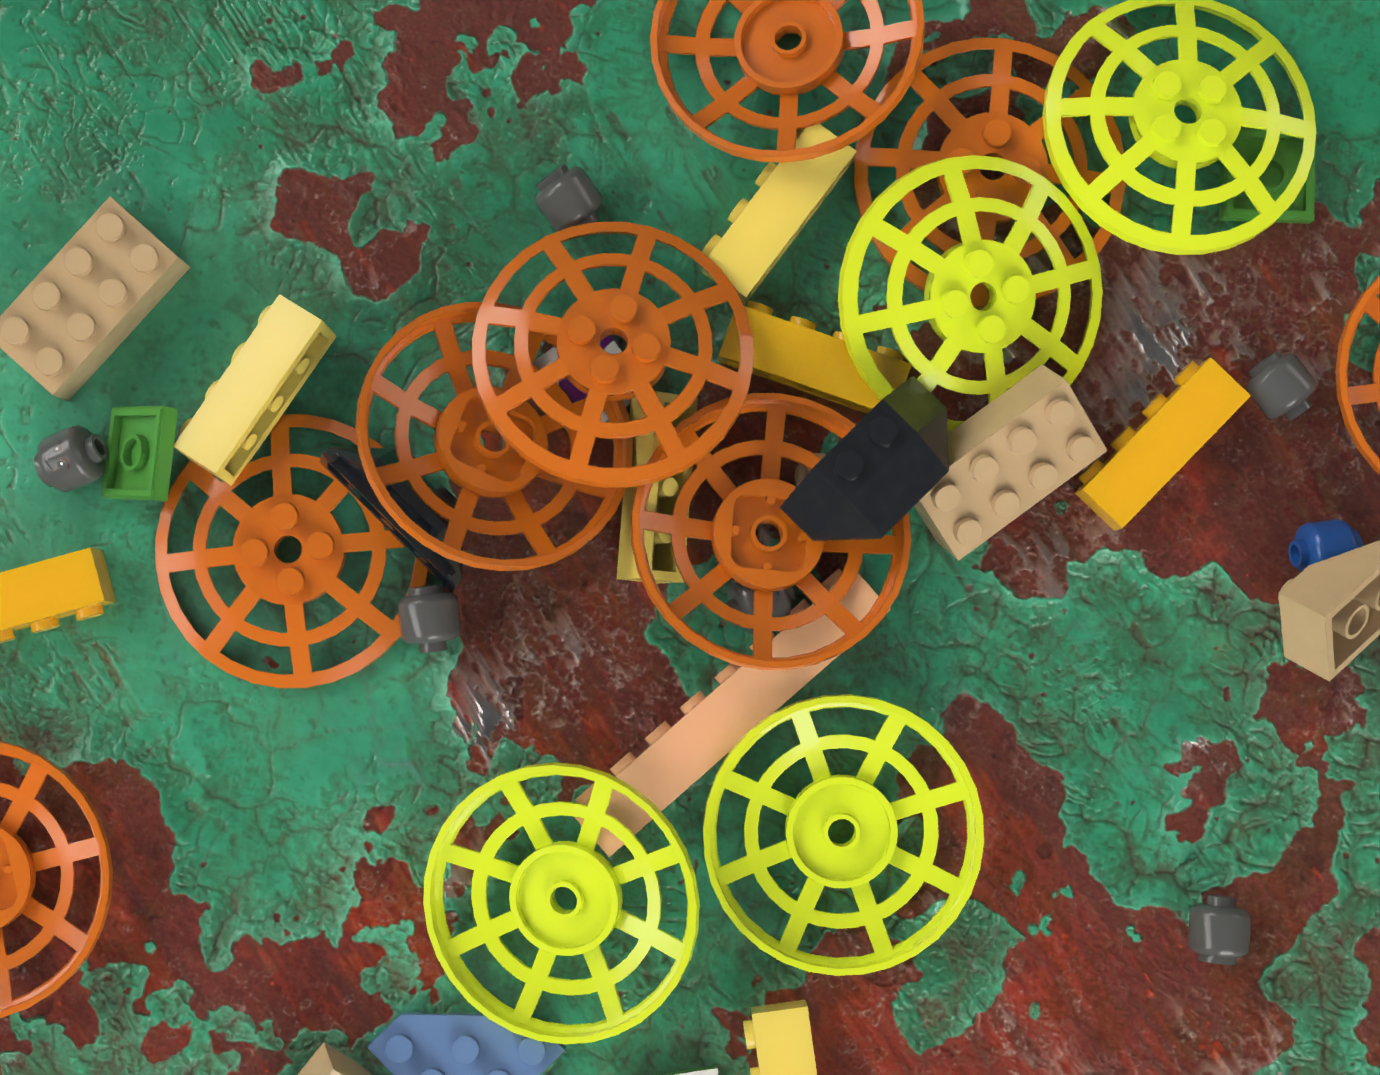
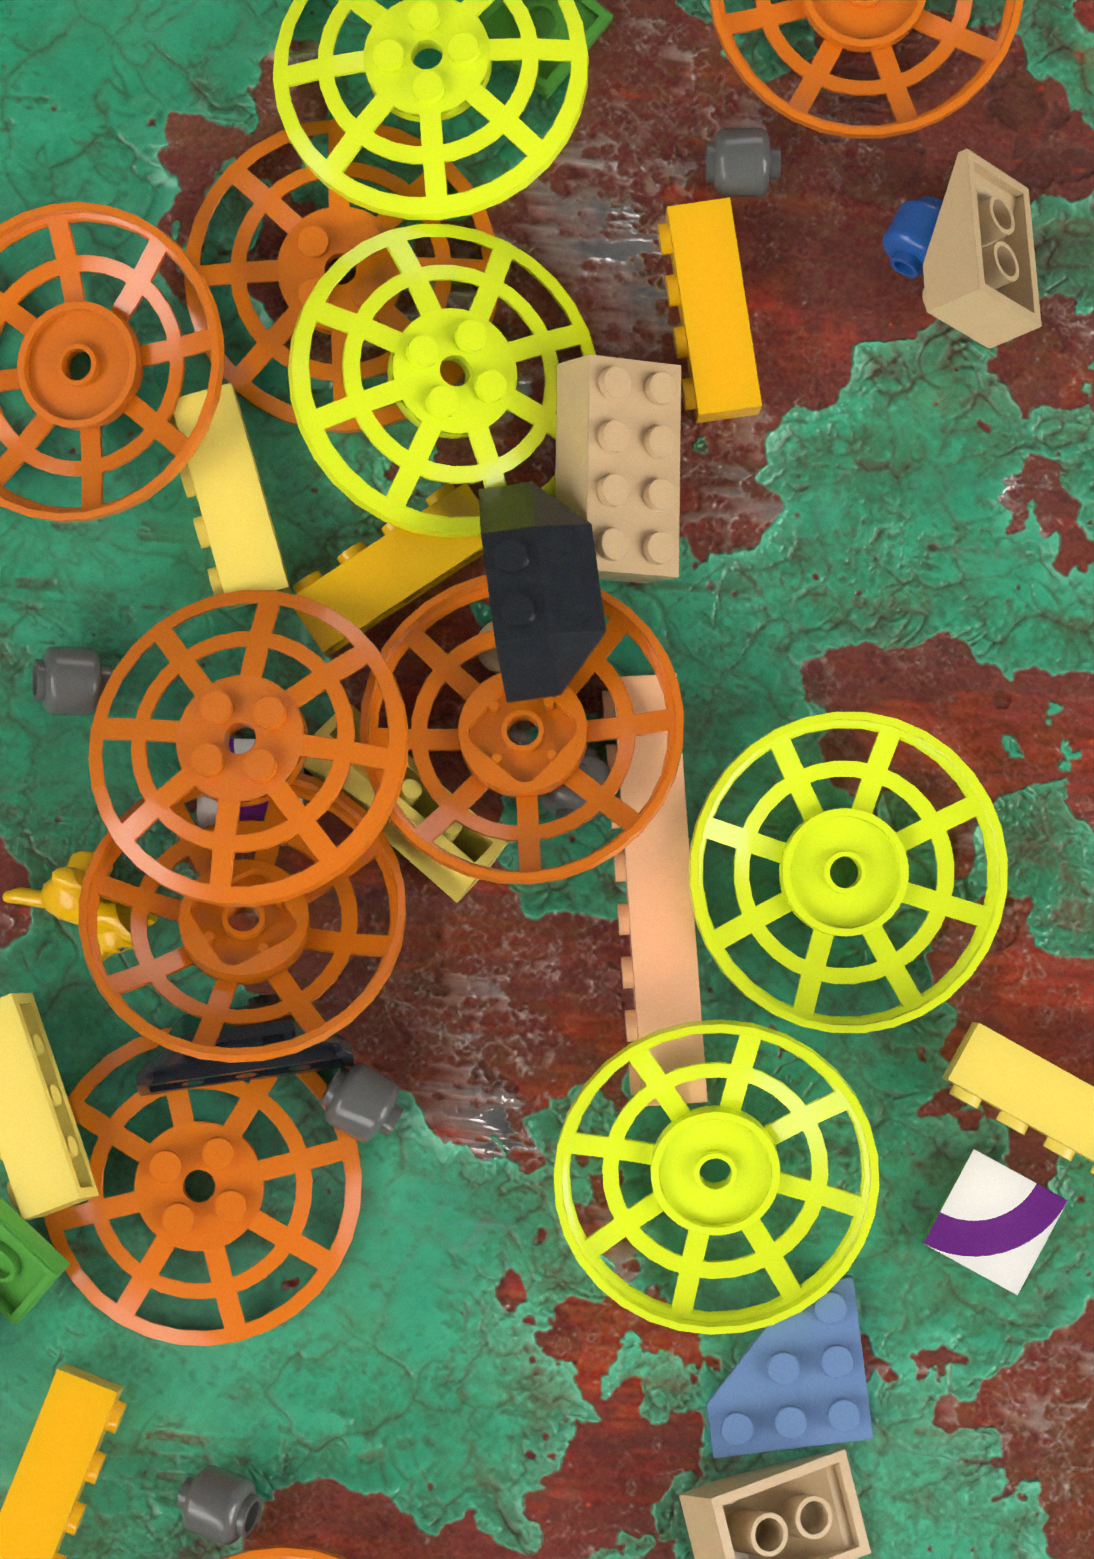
camera: 60 degrees left, 0 degrees up
(81, 729) = (219, 1505): none -> dark grey head
(413, 304) = (61, 899): none -> yellow animal

